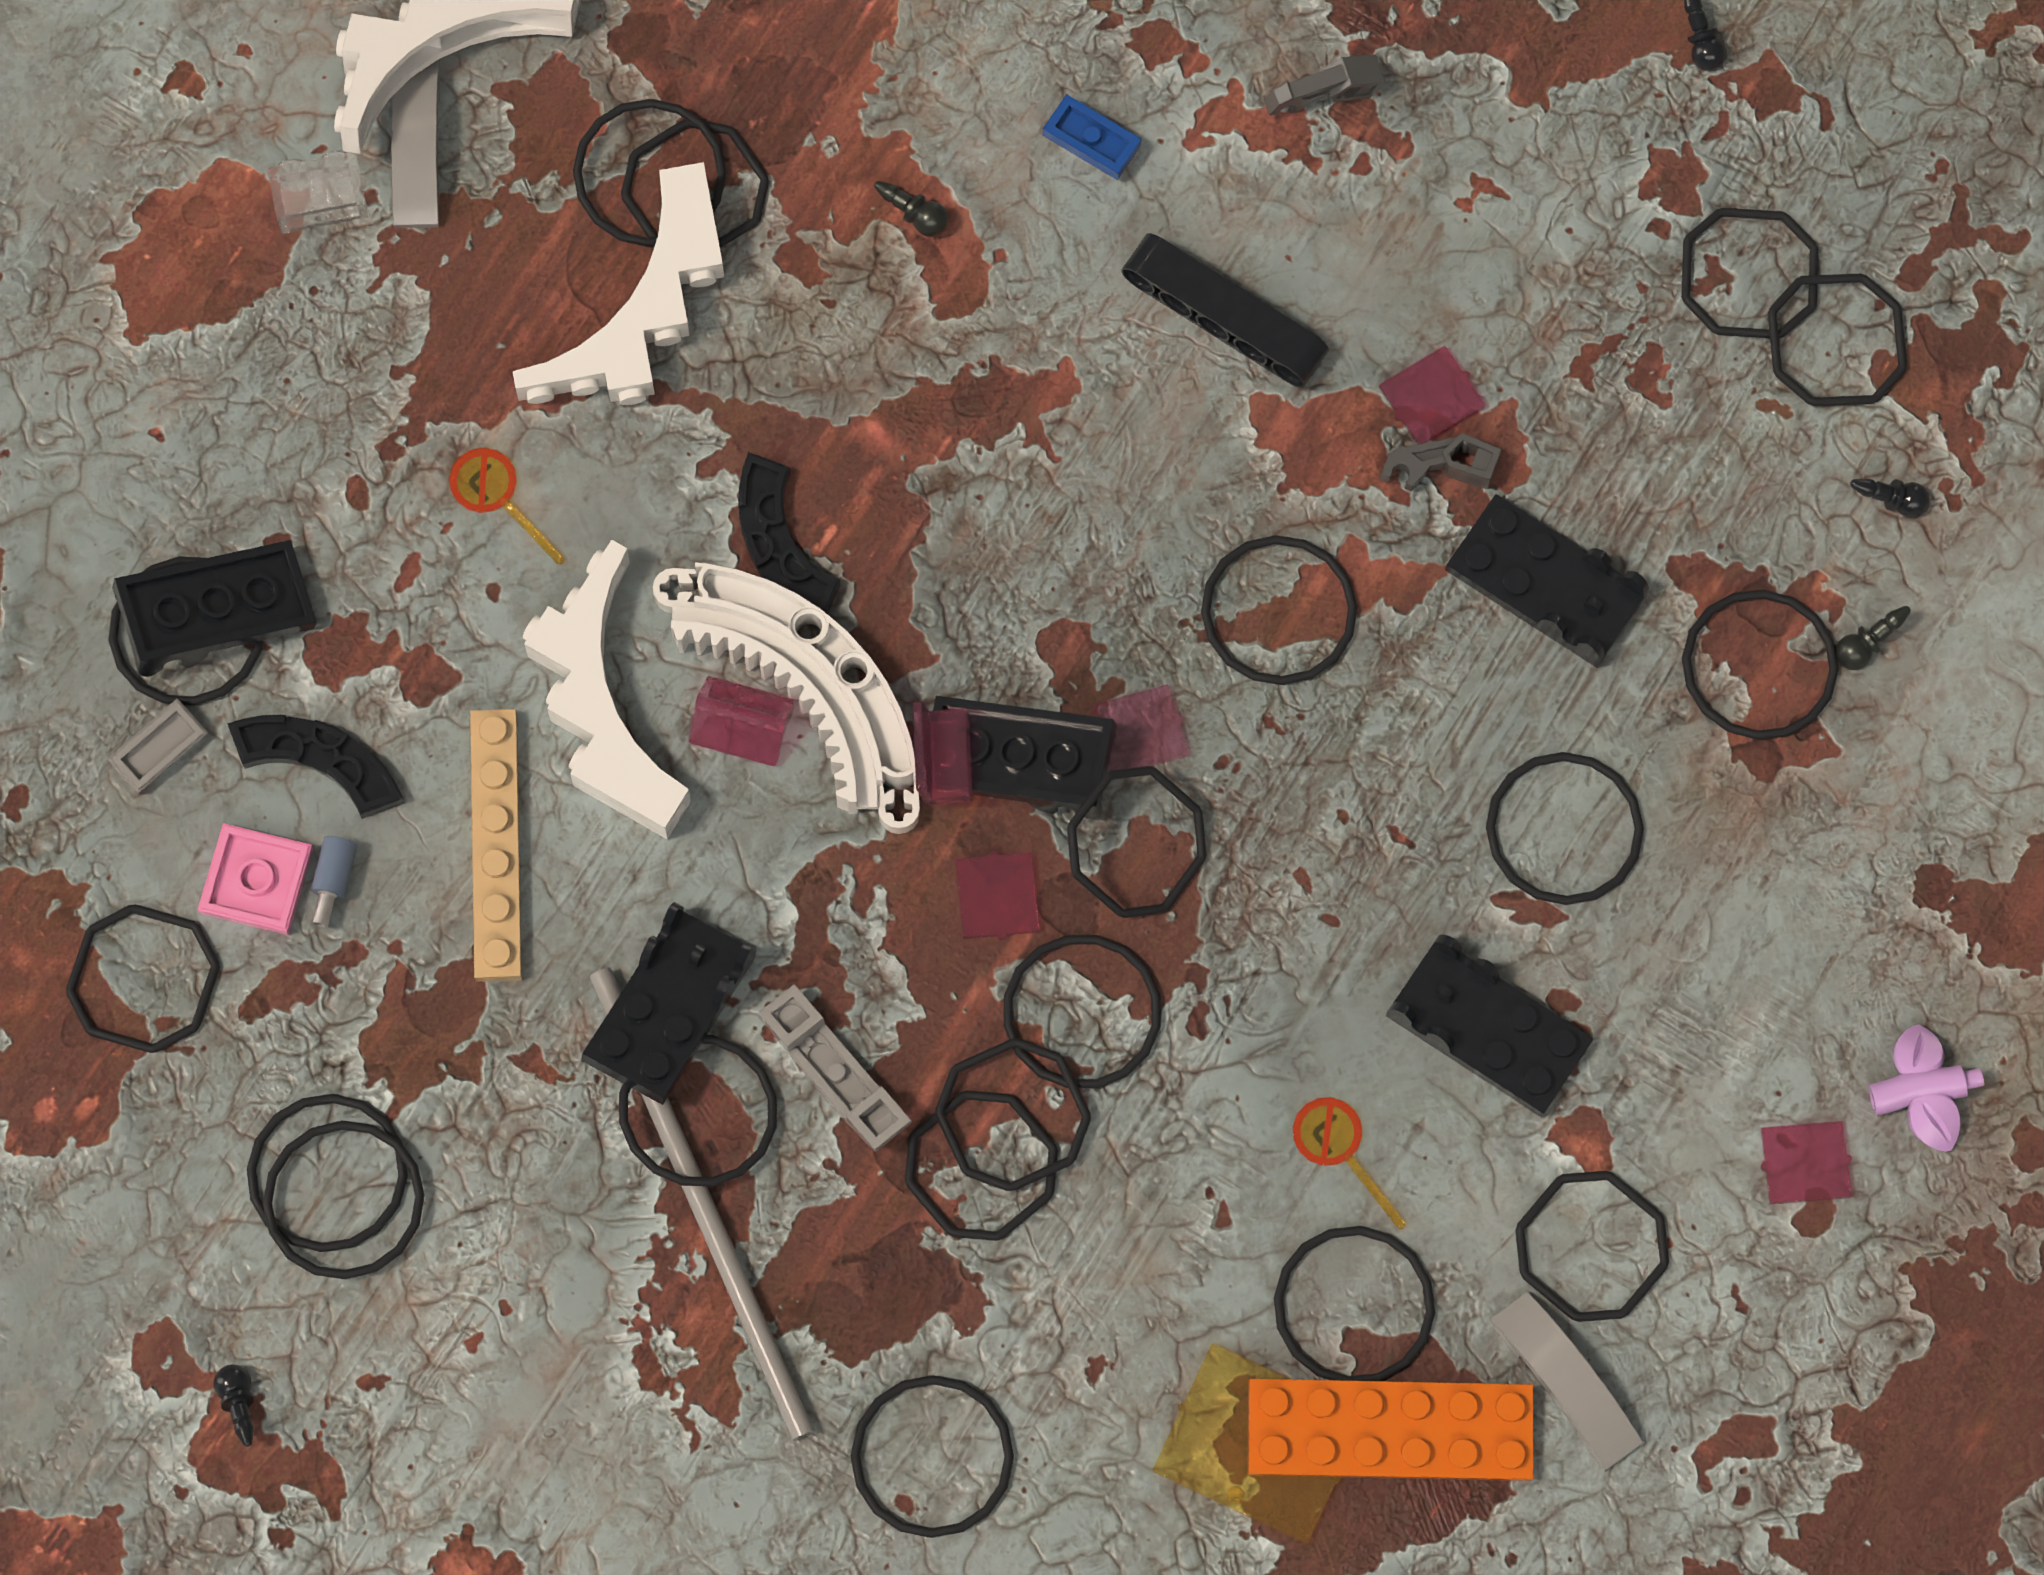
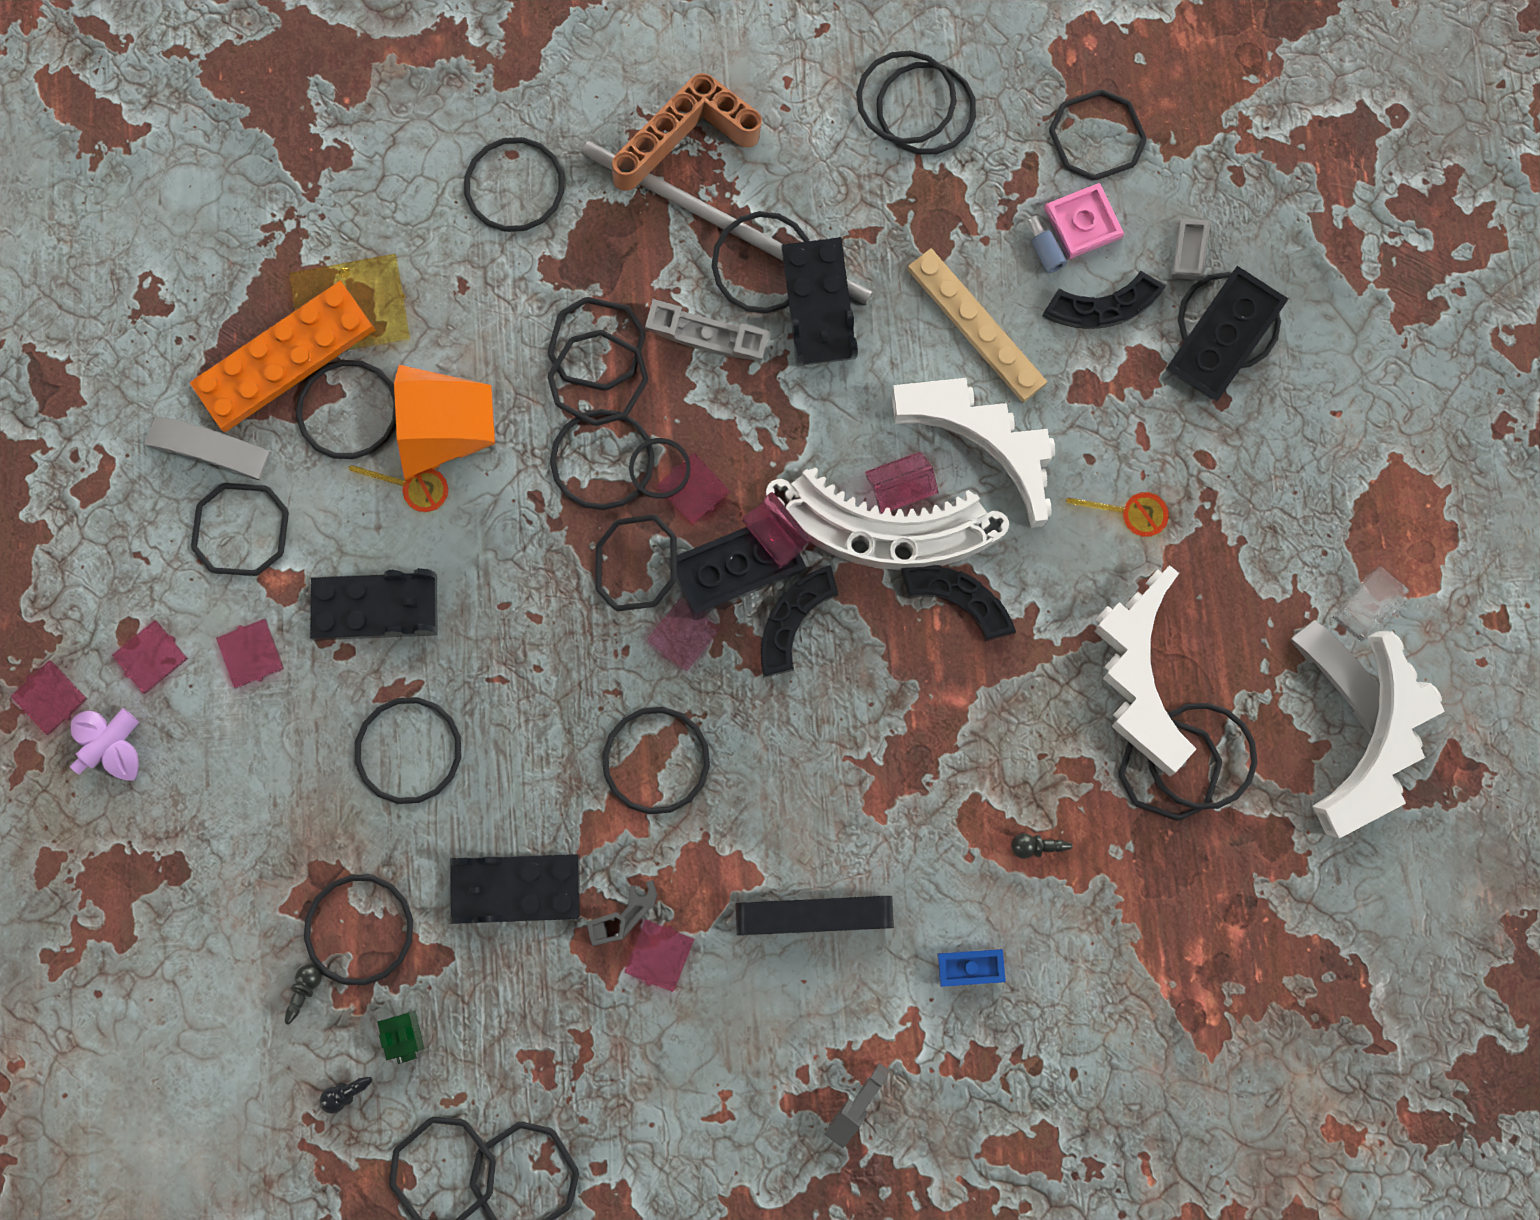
camera: 145 degrees right, 5 degrees up
(666, 1362) = (680, 124): none -> nougat beam
(999, 664) = (789, 614): none -> black tile
(1020, 987) = (657, 441): none -> black piece
(1243, 1204) = (440, 418): none -> orange wedge
(1679, 1079) = (250, 653): none -> clear pink piece
(1787, 507) = (401, 1037): none -> dark green brick
(1961, 1200) = (49, 697): none -> clear pink piece

